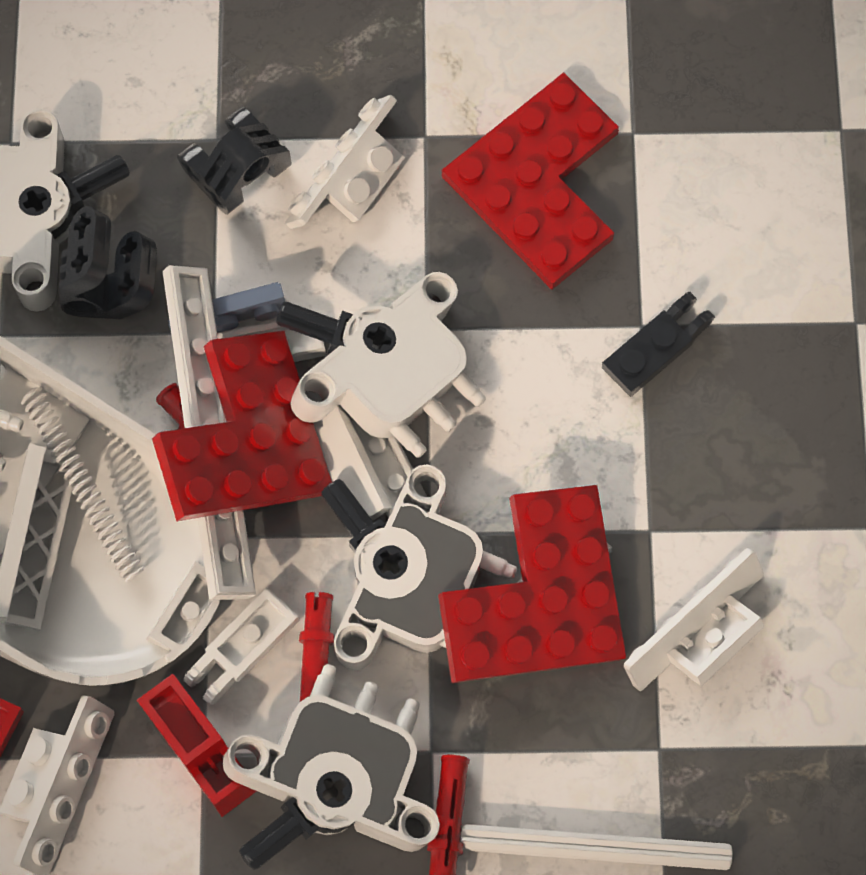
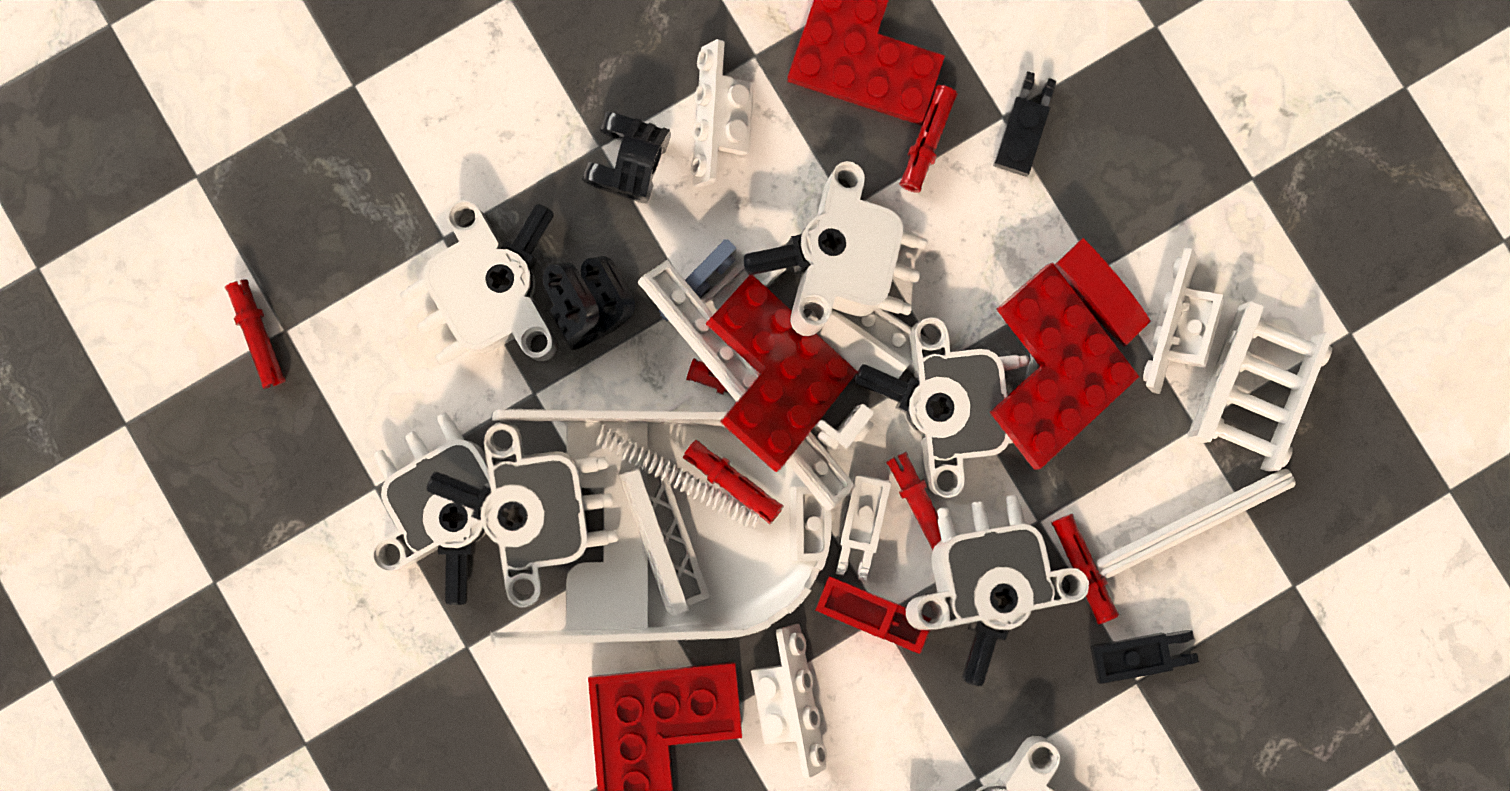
camera: 30 degrees left, 15 degrees up
(130, 508) = (740, 487): none -> red pin
(283, 534) = (853, 427): none -> white bracket
(534, 312) = (923, 152): none -> red pin
(636, 549) = (1103, 292): none -> red slope
(707, 722) = (1223, 391): none -> white fence

